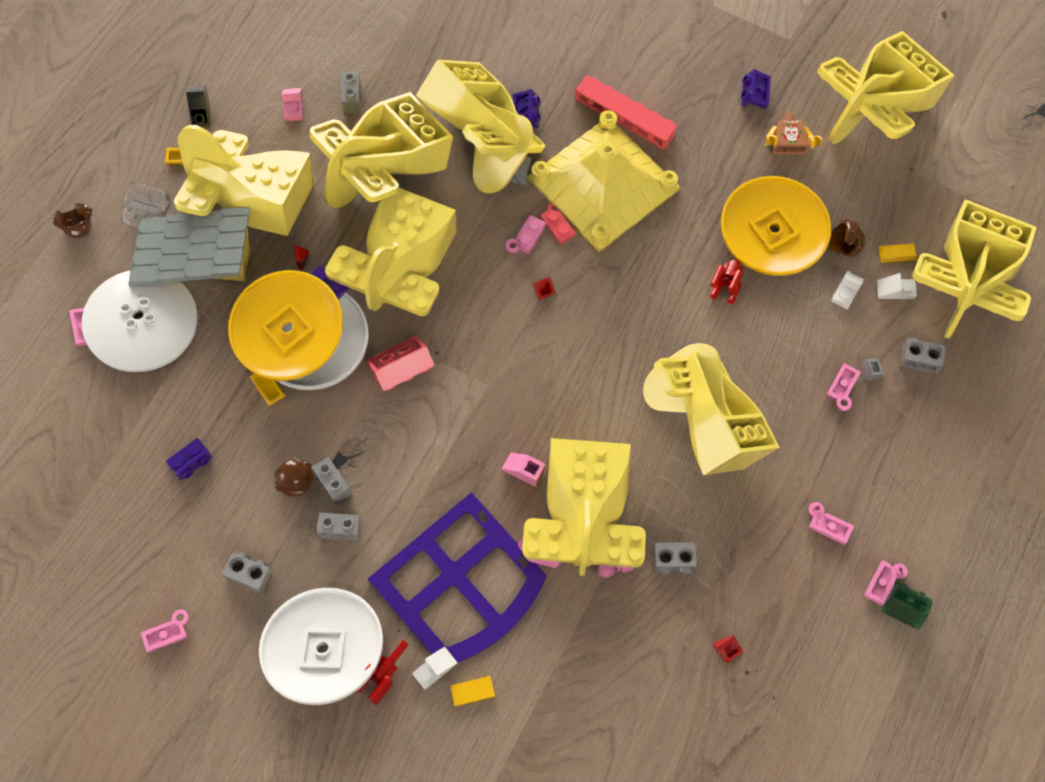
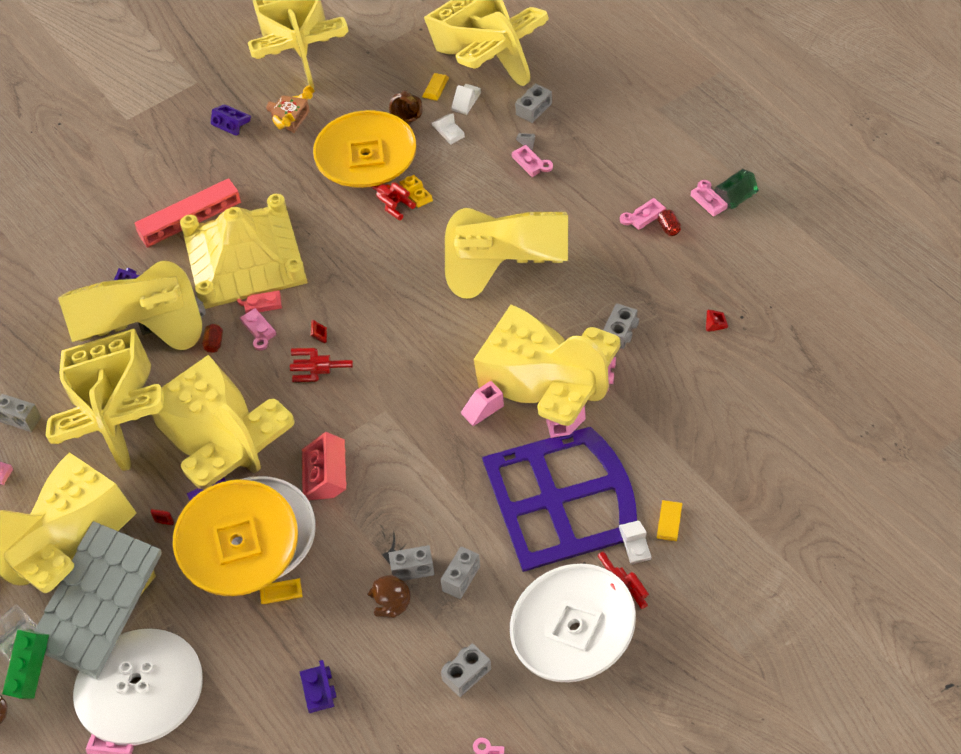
camera: 60 degrees left, 15 degrees down
(118, 227) = (25, 664): none -> green brick
(496, 203) = (212, 338): none -> clear red brick
(503, 303) = (316, 364): none -> red plant
(752, 296) = (417, 192): none -> yellow slope
(830, 554) = (669, 222): none -> clear red brick

